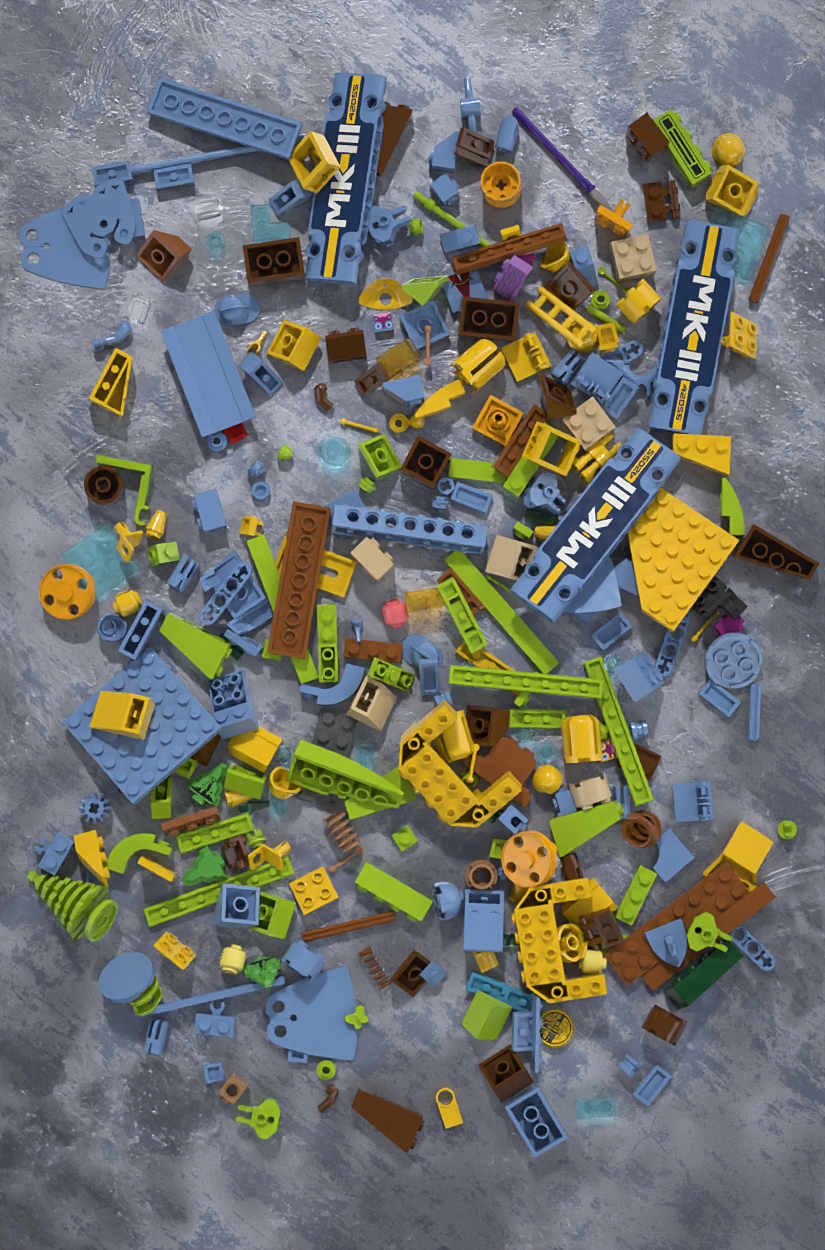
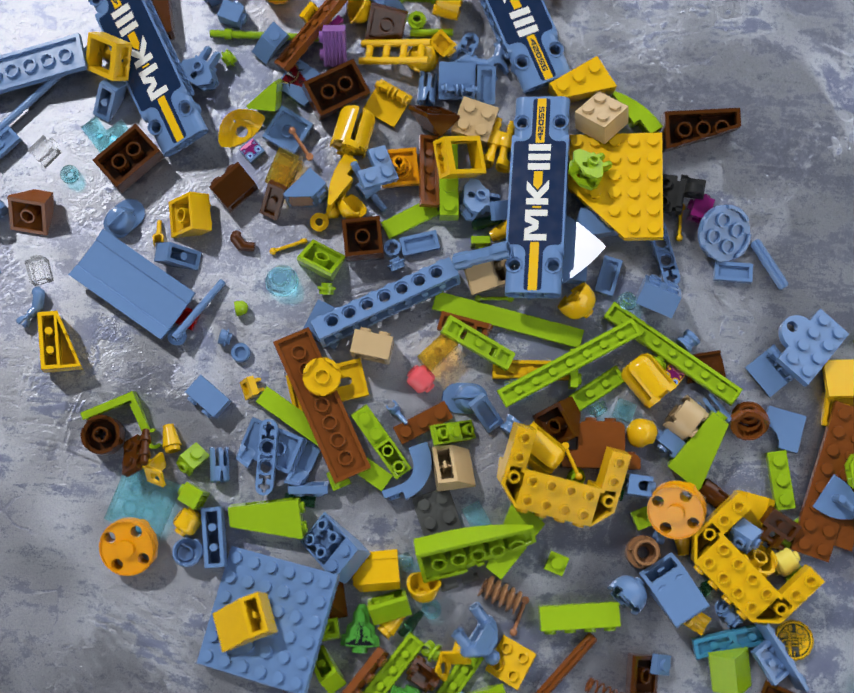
camera: 30 degrees left, 5 degrees down
(122, 519) = (136, 453): none -> reddish brown plate
(145, 584) = (192, 495): none -> lime slope
(249, 431) = (198, 309): none -> medium blue bar
(303, 856) = (482, 639): none -> medium blue connector
(314, 557) = (321, 376): none -> yellow tile
(434, 429) = (351, 207): none -> yellow hair
(459, 420) = (370, 193): none -> medium blue piece
(480, 415) = (381, 172): none -> medium blue plate
(514, 965) = (720, 605): none -> medium blue plate
(516, 979) = (733, 620): none -> medium blue plate
(523, 549) = (495, 252): none -> medium blue axle
(555, 514) = (499, 210): none -> medium blue tile
(569, 637) = (578, 303): none -> yellow cylinder
(570, 917) = (745, 536): none -> medium blue brick
(653, 530) = (589, 168): none -> lime hinge
(697, 493) = (601, 117): none -> tan brick
(738, 800) = (809, 344): none -> medium blue plate

